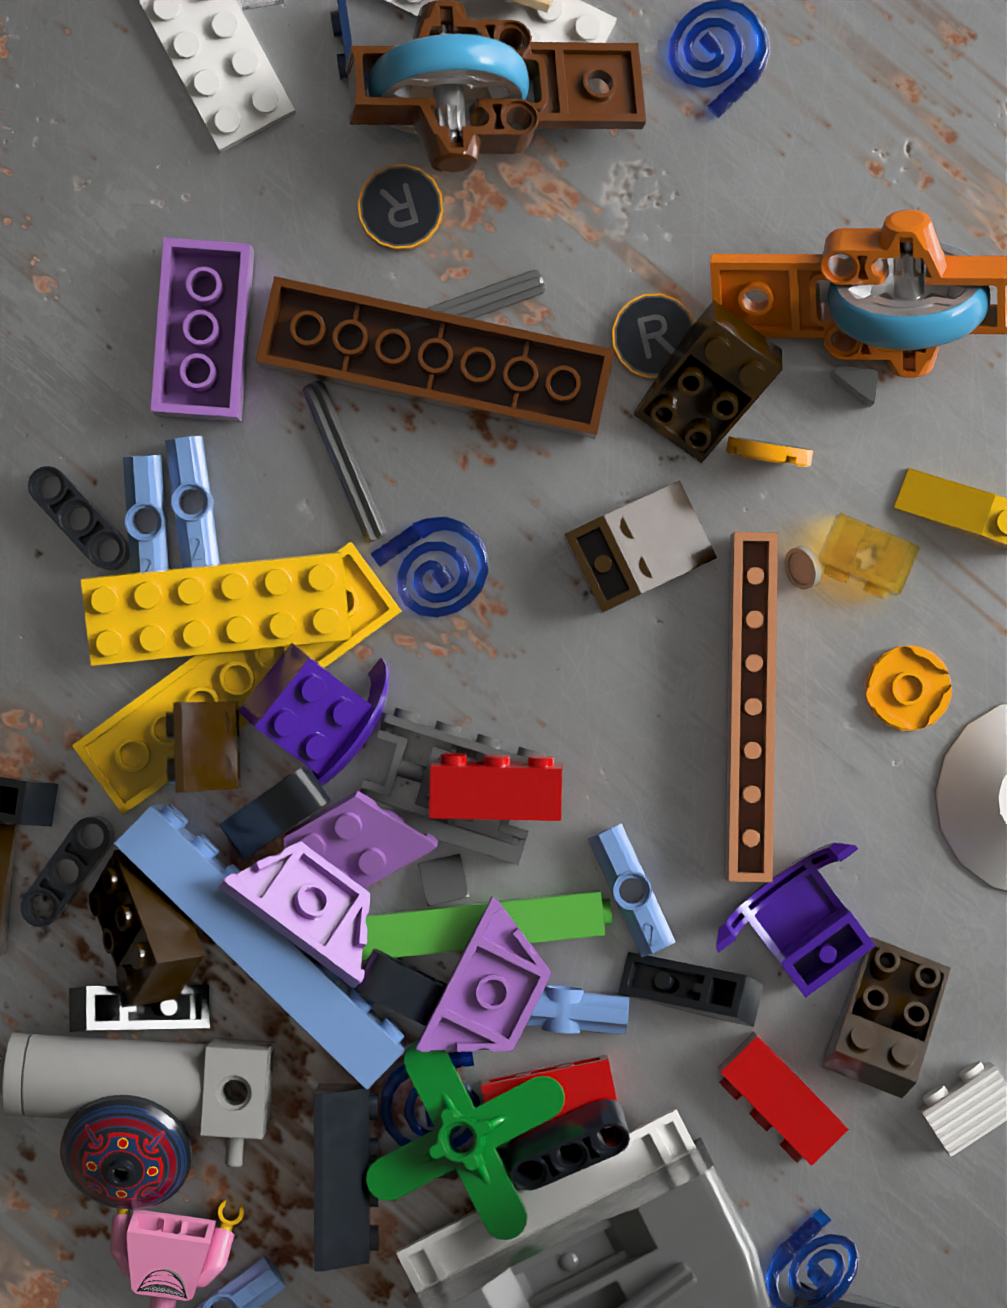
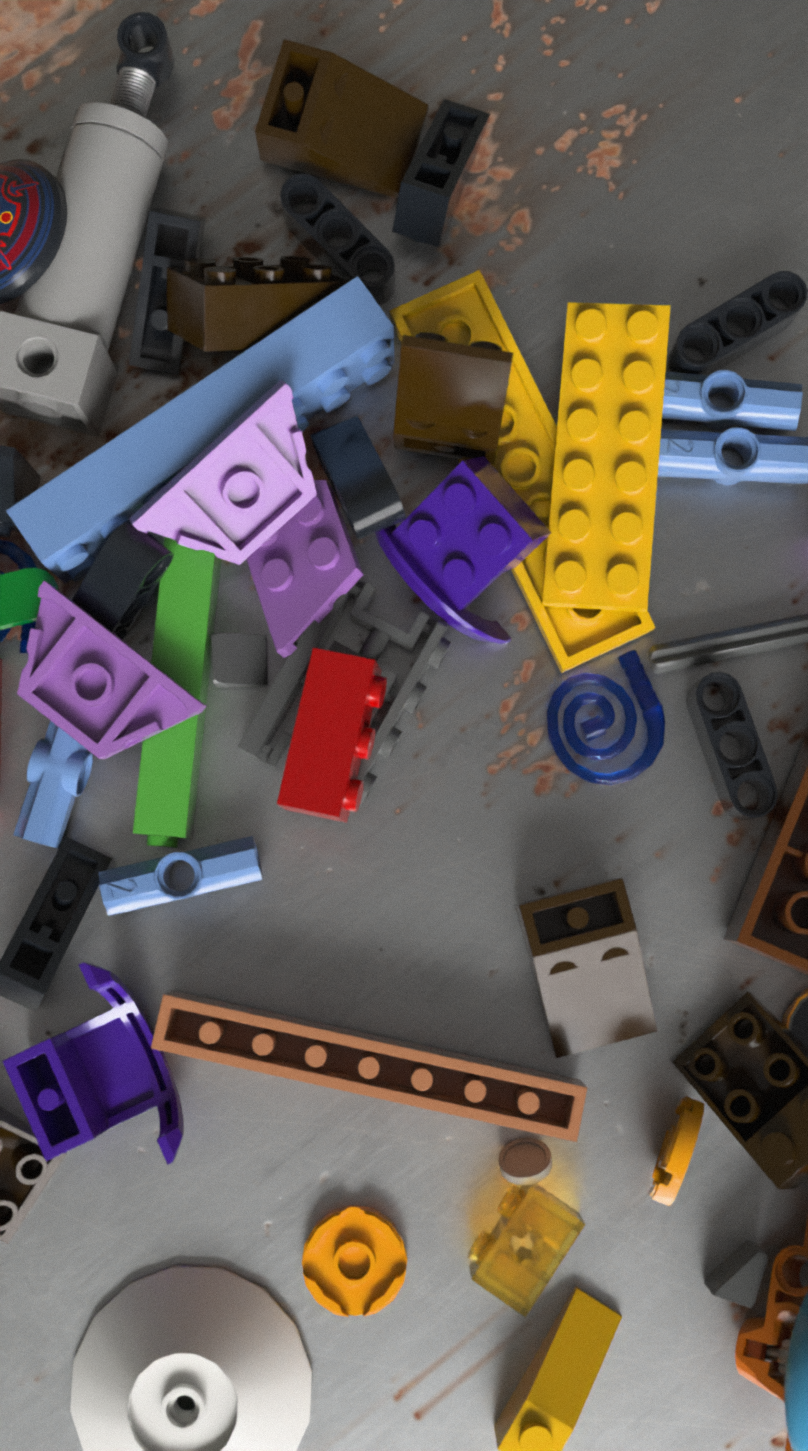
camera: 105 degrees right, 5 degrees down
(452, 445) = (737, 721): none -> black beam

